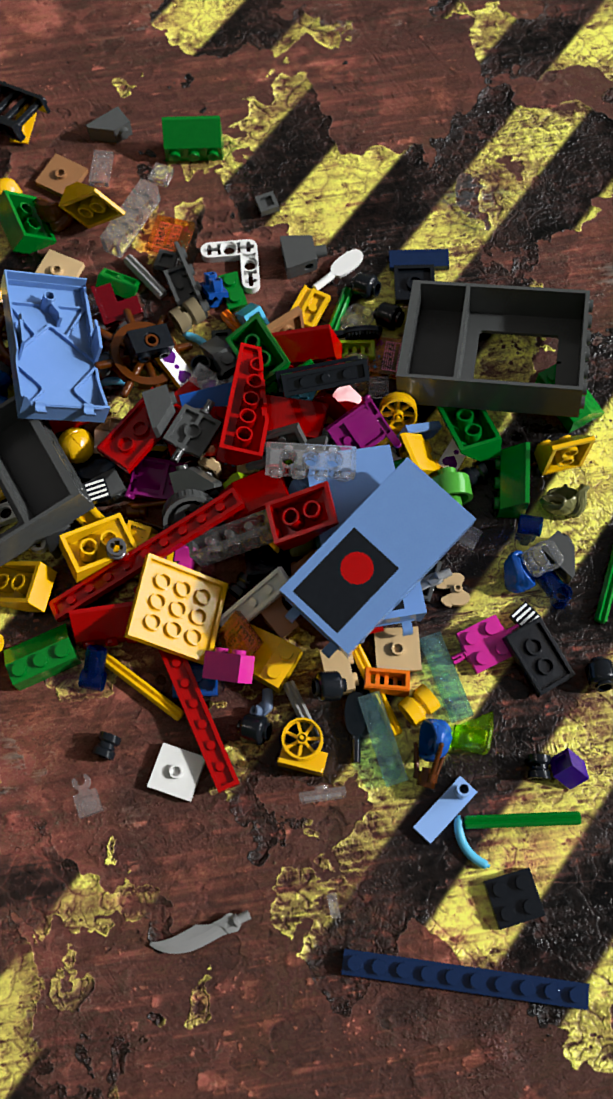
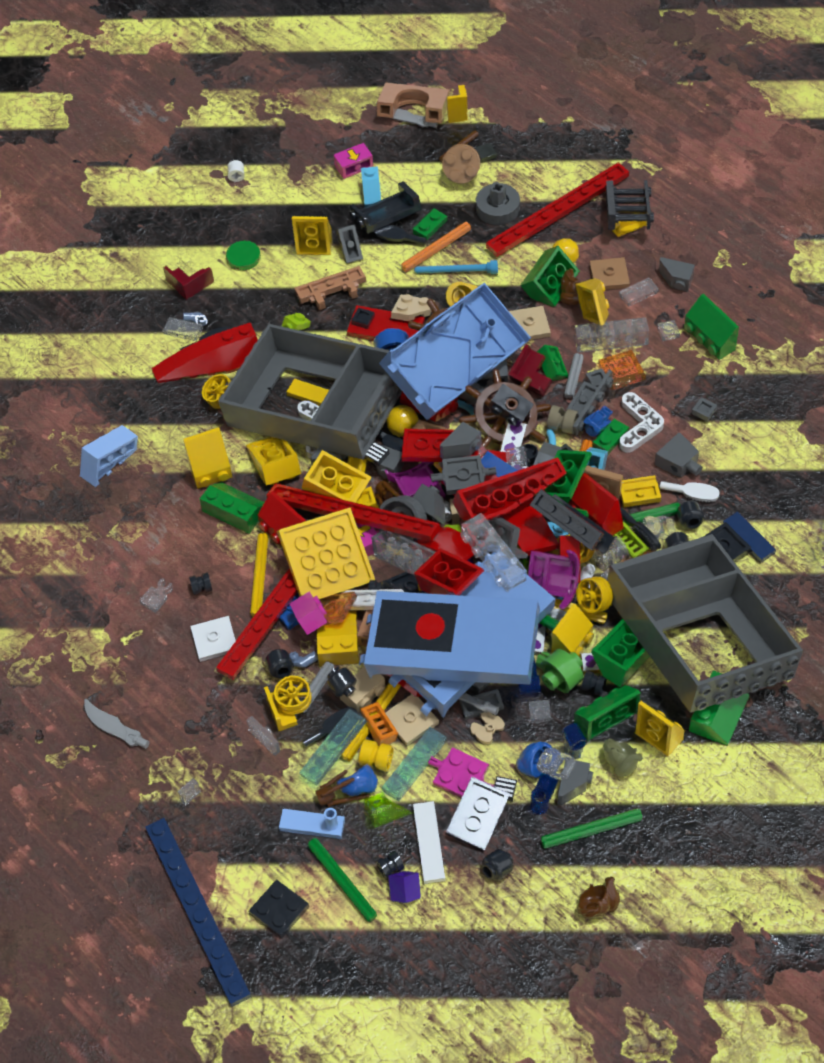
camera: 55 degrees right, 15 degrees down
(93, 674) = (243, 542): clear blue piece -> none
(116, 555) = (343, 485): flat silver bush -> none
(427, 429) = (600, 626): medium blue tile -> none
(464, 846) = (294, 852): medium azure piece -> none
(535, 717) = (429, 842): none -> white tile

